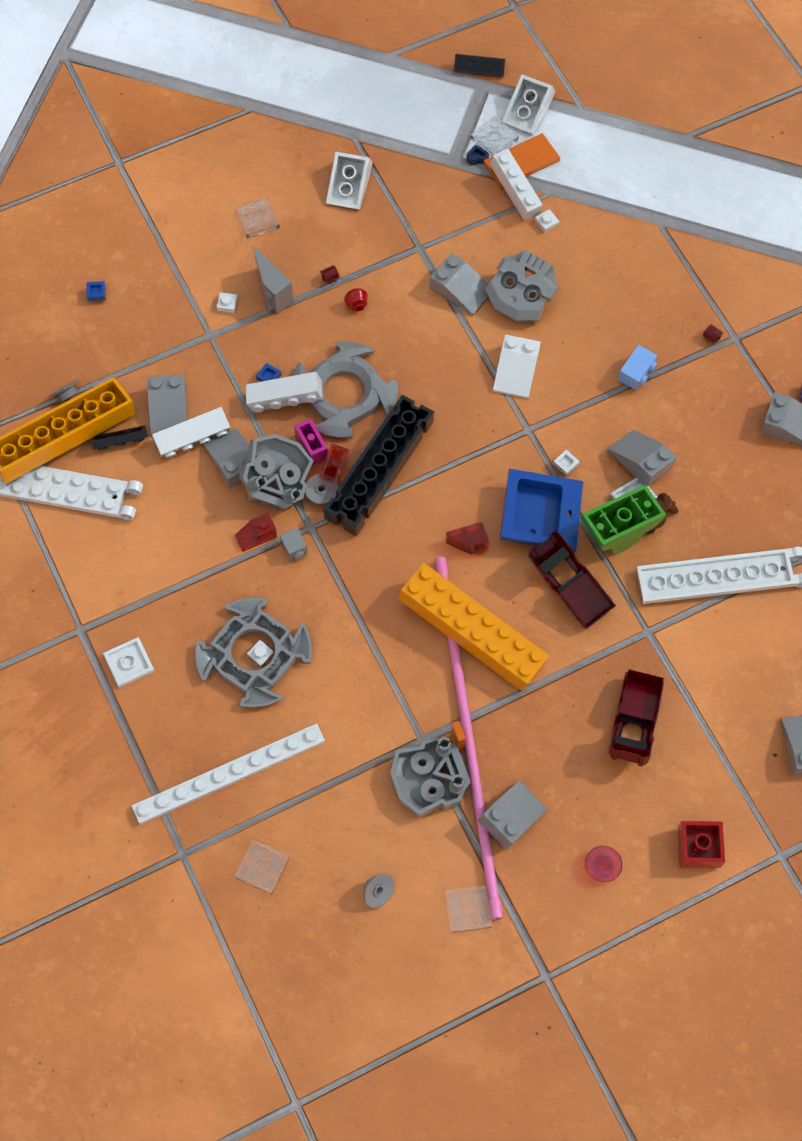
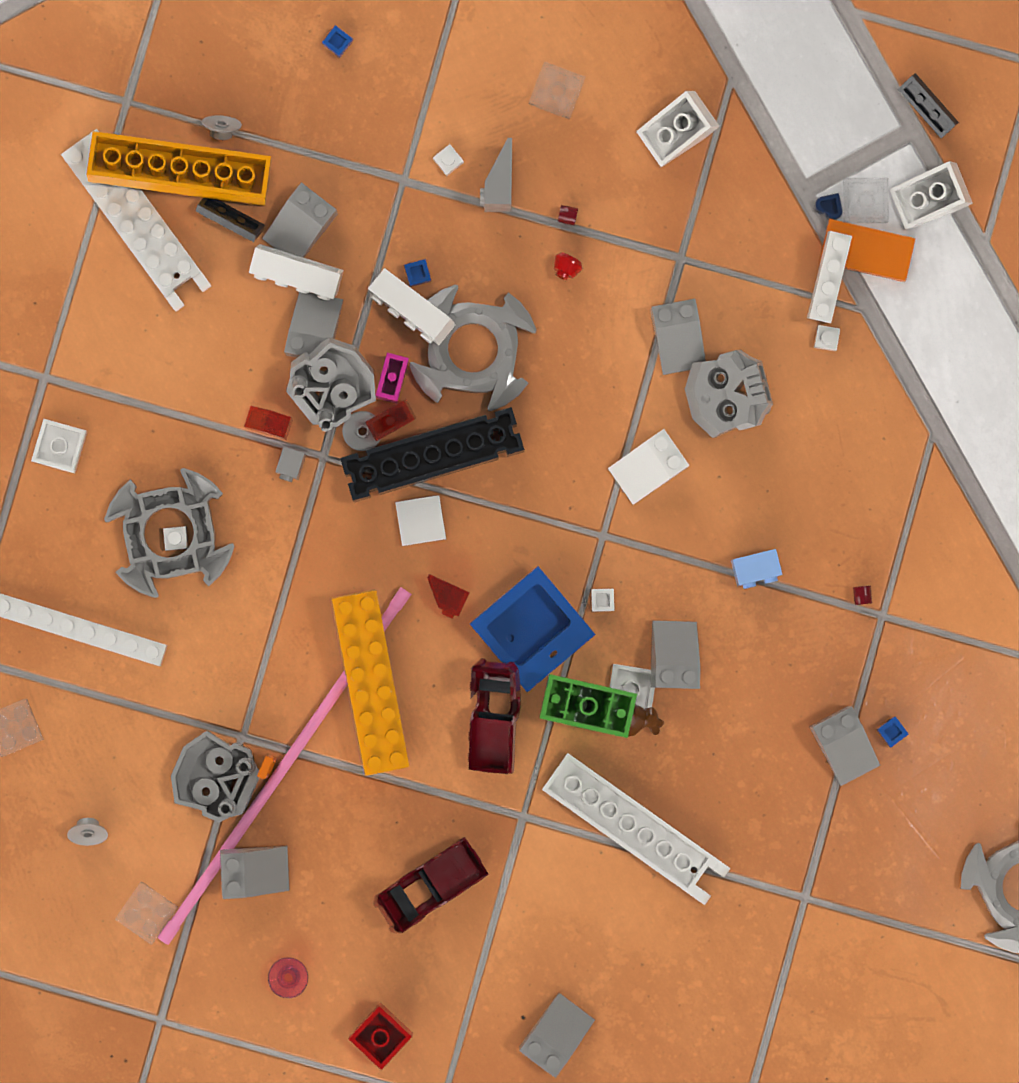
camera: 40 degrees right, 20 degrees up
(408, 512) = (420, 520): none -> white tile

